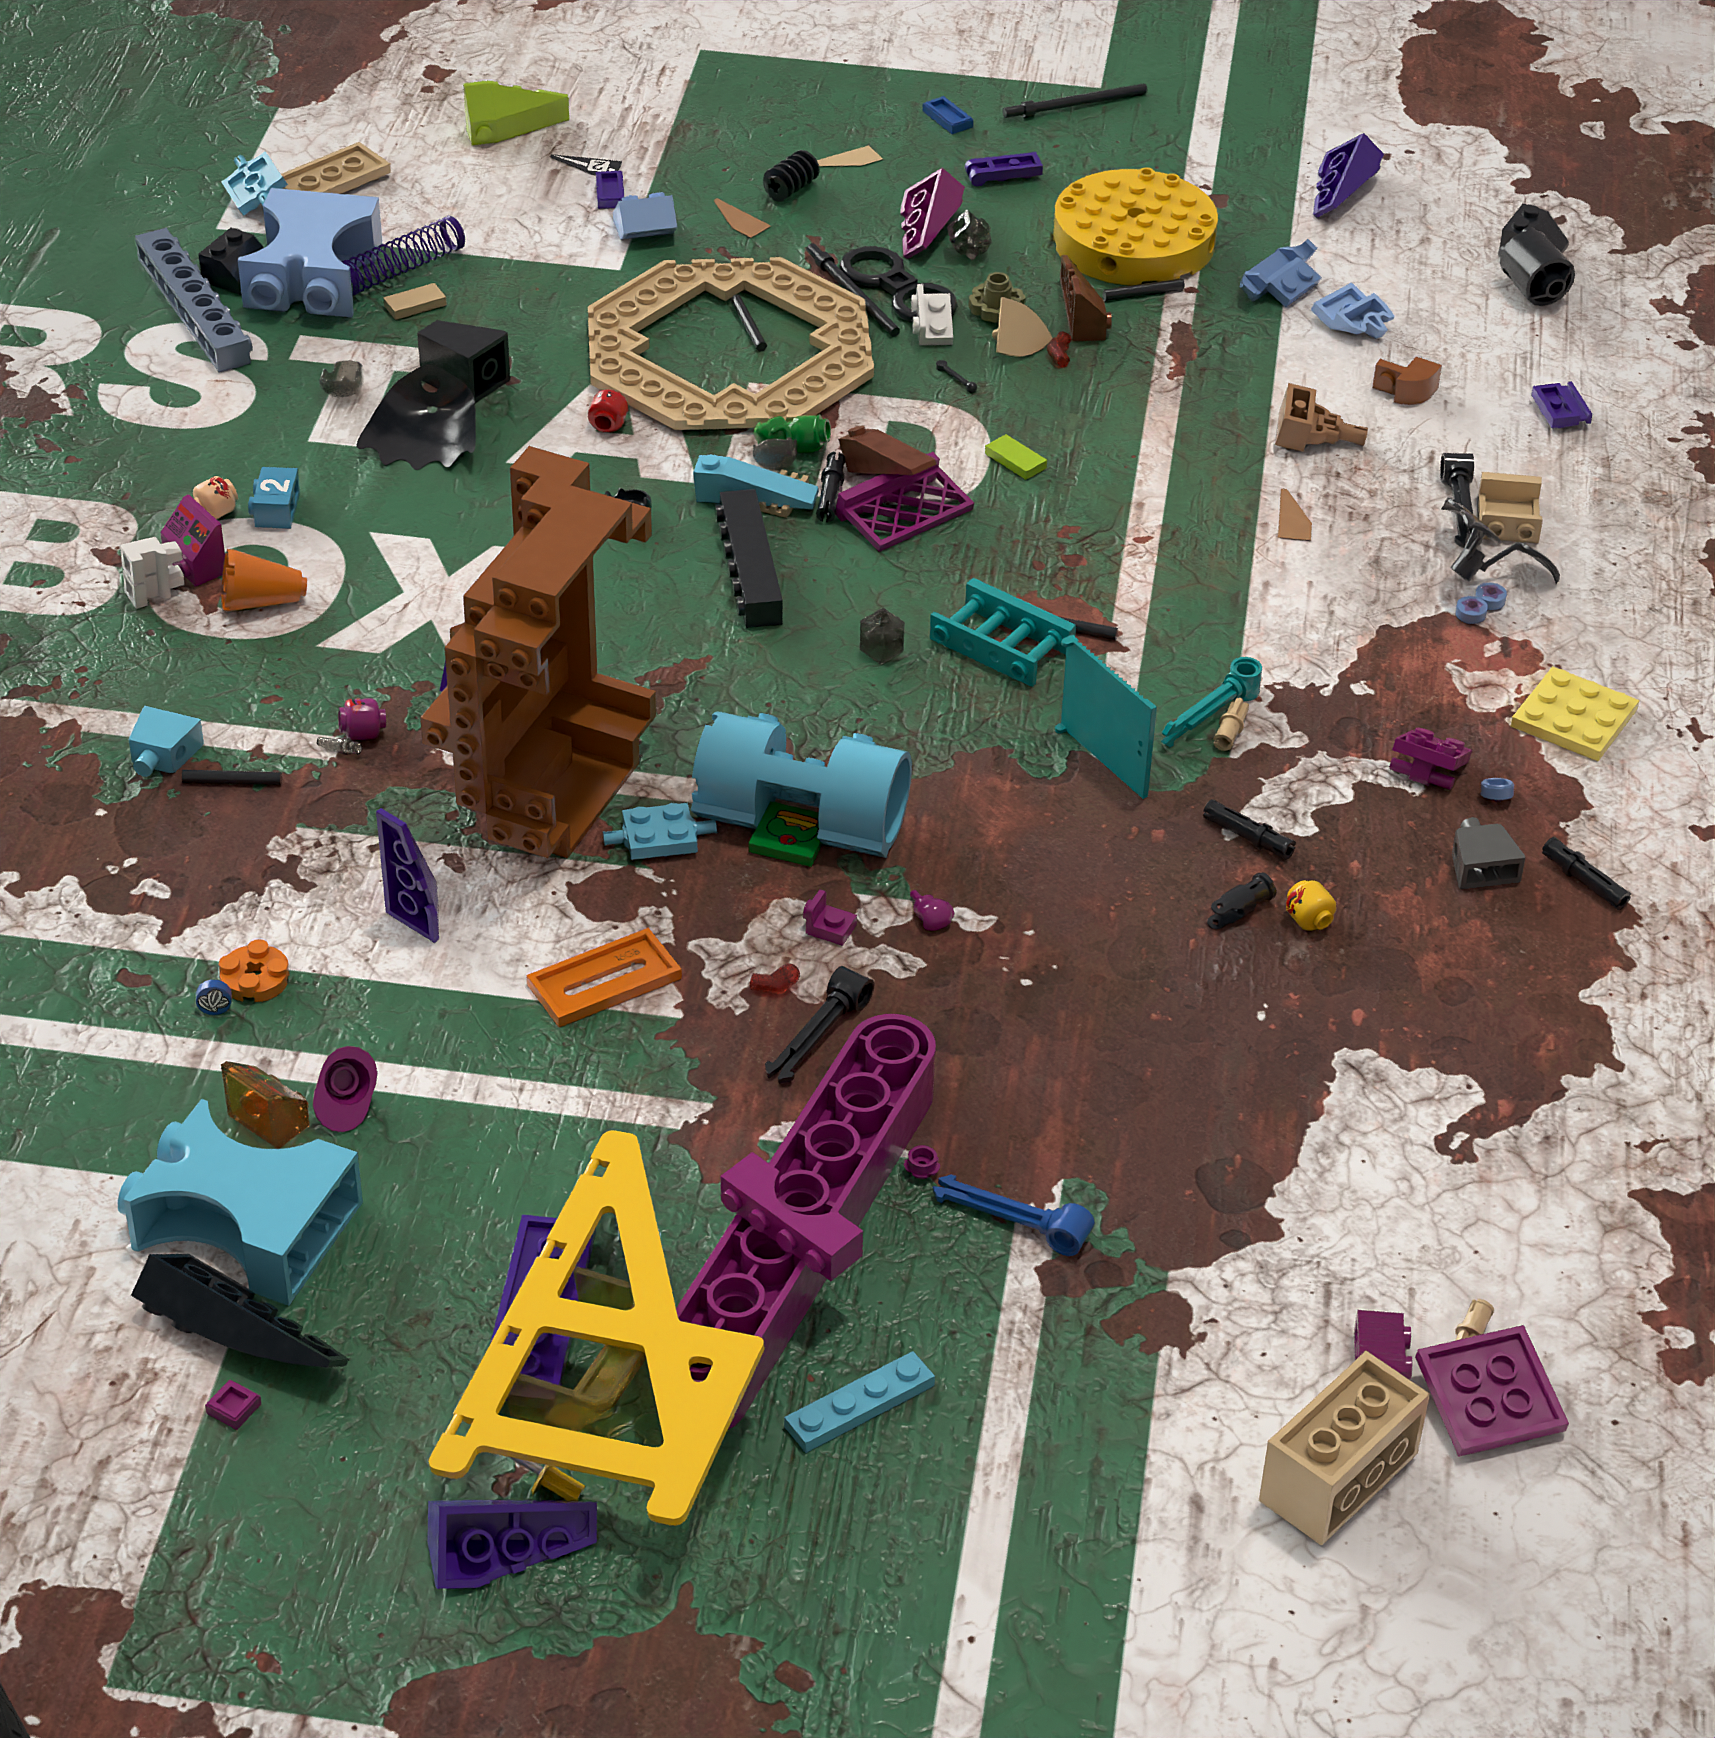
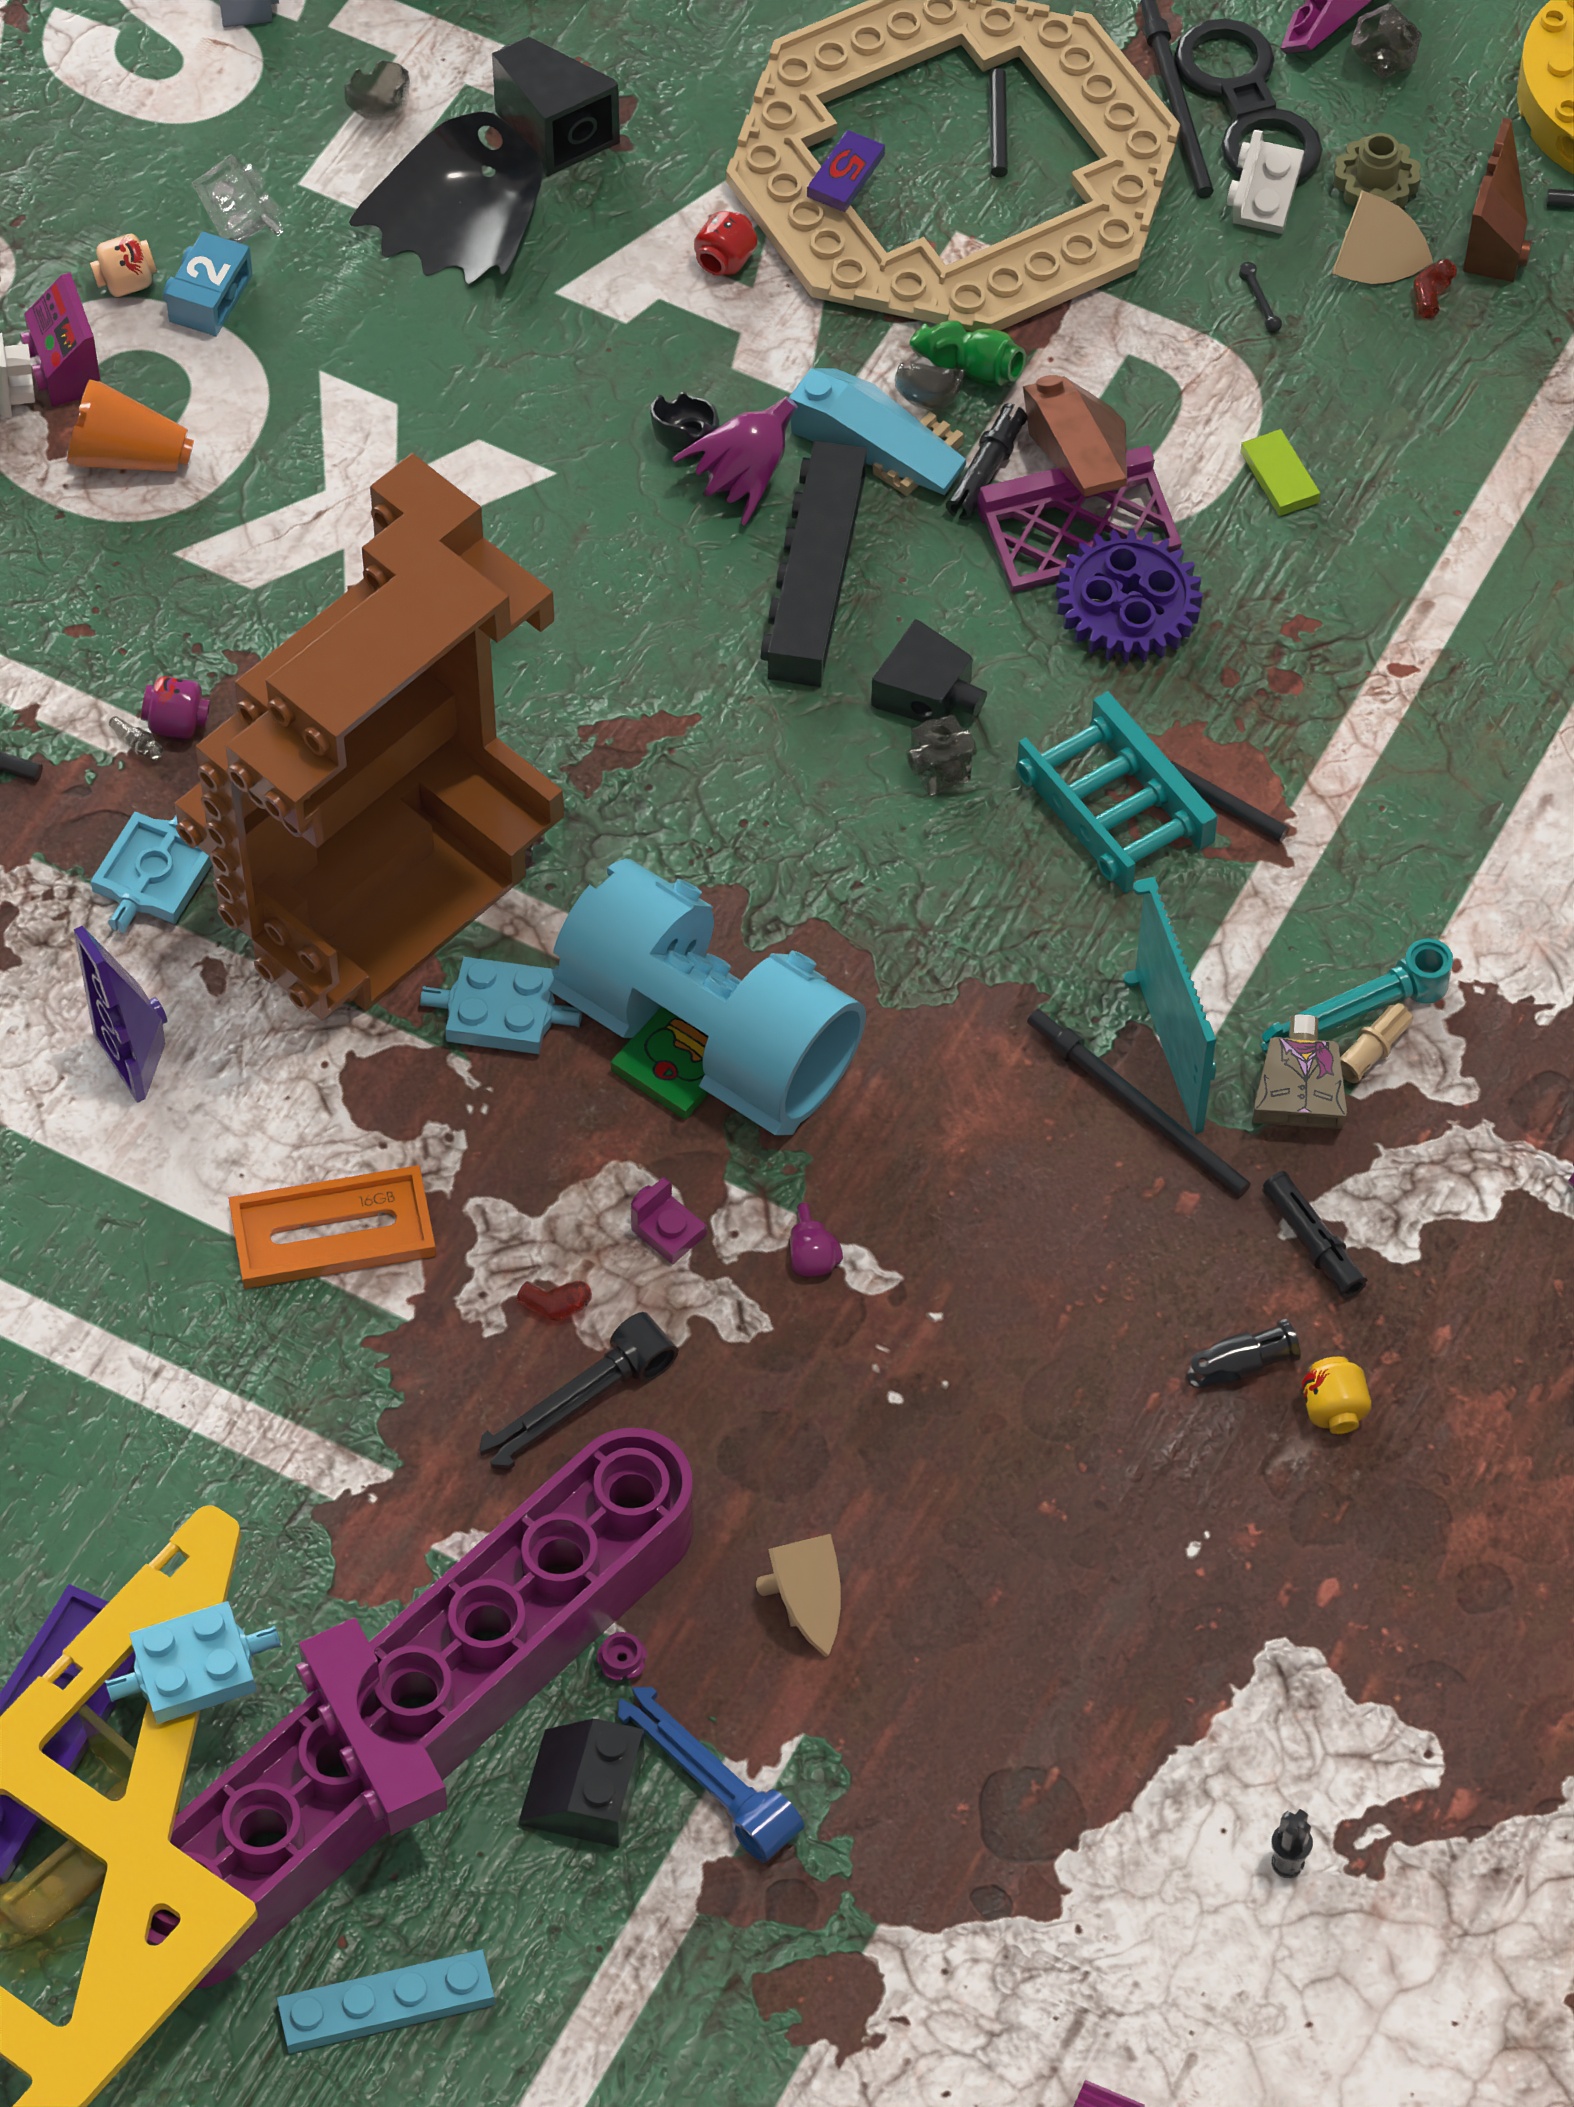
camera: 20 degrees right, 15 degrees up
(272, 449) = (236, 200): none -> clear bracket
(393, 796) = (150, 871): none -> medium azure plate
(646, 1214) = (193, 1662): none -> medium azure plate
(668, 358) = (846, 171): none -> dark purple tile
(679, 507) = (743, 453): none -> magenta piece
(850, 599) = (926, 678): none -> black torso
(934, 1236) = (585, 1780): none -> black slope
(957, 533) = (1128, 595): none -> dark purple gear
(1025, 1092) = (809, 1587): none -> tan shield
(1041, 768) = (1071, 1047): none -> black bar
(1200, 749) = (1301, 1080): none -> dark tan torso
(1417, 1145) = (1291, 1844): none -> black axle

